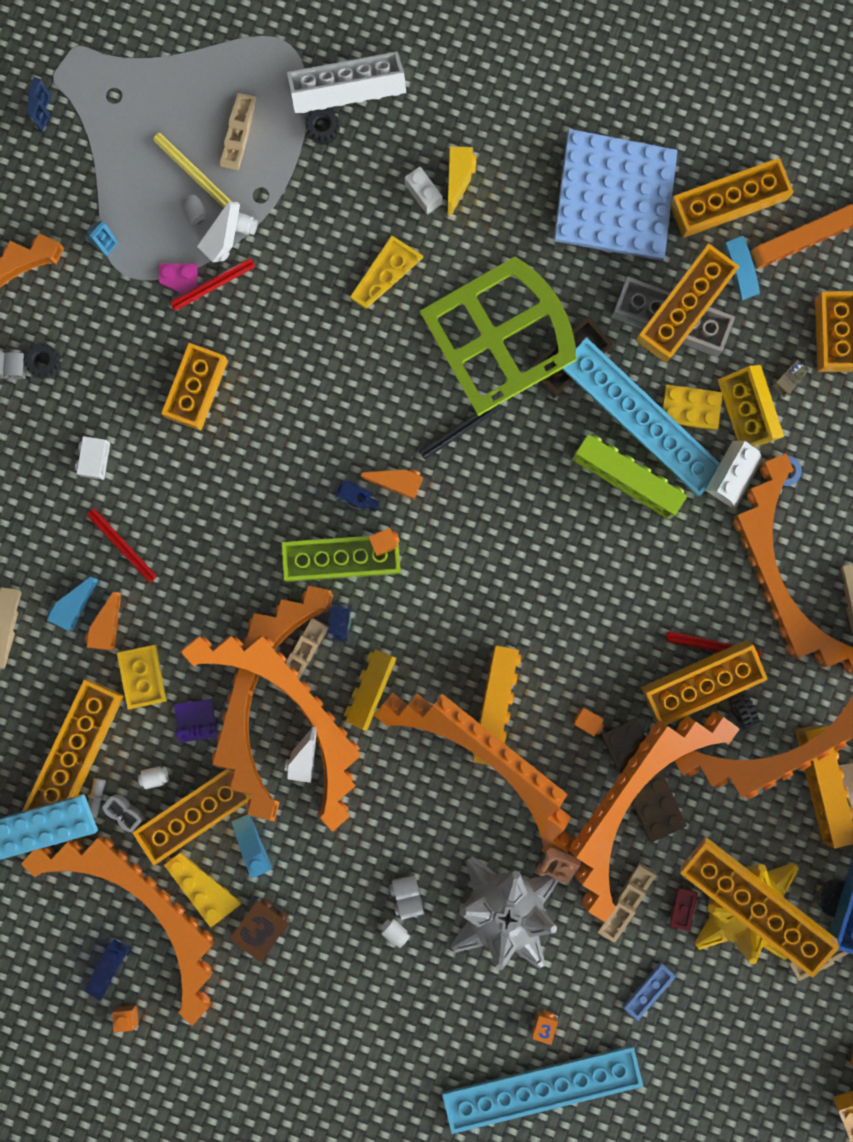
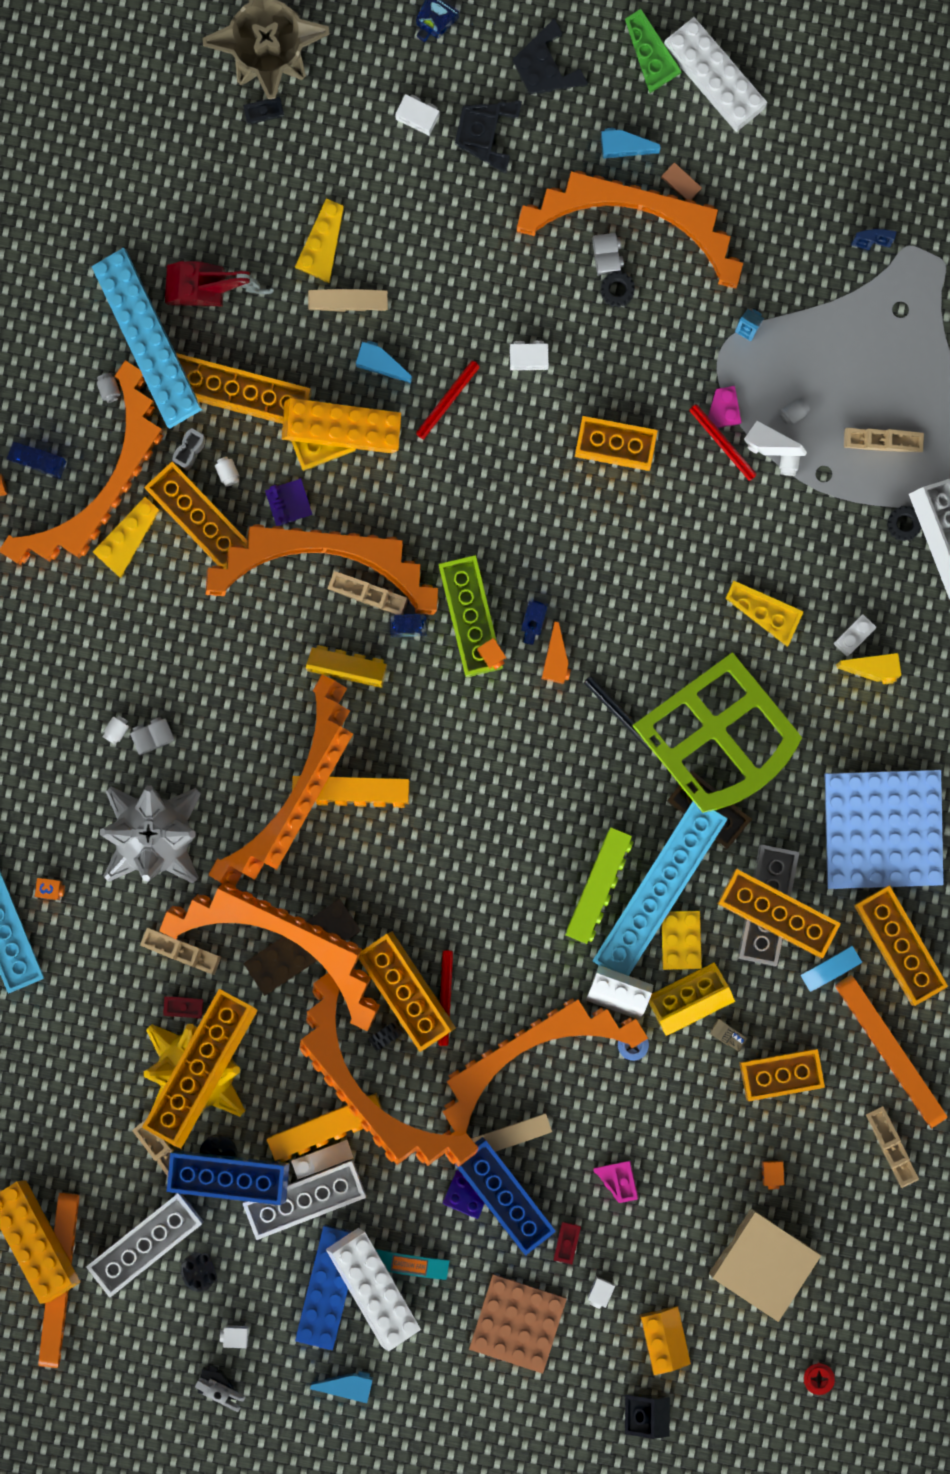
camera: 80 degrees right, 0 degrees up
(46, 885) = (108, 387): none -> light grey brick
(96, 796) = (202, 419): light grey axle -> none
(104, 627) = (366, 397): orange slope -> none
(127, 655) = (341, 425): none -> light orange brick
(191, 170) = (834, 403): light yellow axle -> none
(251, 846) = (176, 577): dark azure slope -> none
(260, 928) = (99, 599): reddish brown panel -> none
(301, 761) = (268, 611): white slope -> none
(335, 748) = (283, 642): orange arch -> none
(563, 869) = (205, 883): nougat plate -> none
(588, 722) = (349, 885): orange brick -> none
(649, 991) = (98, 986): medium blue tile -> none

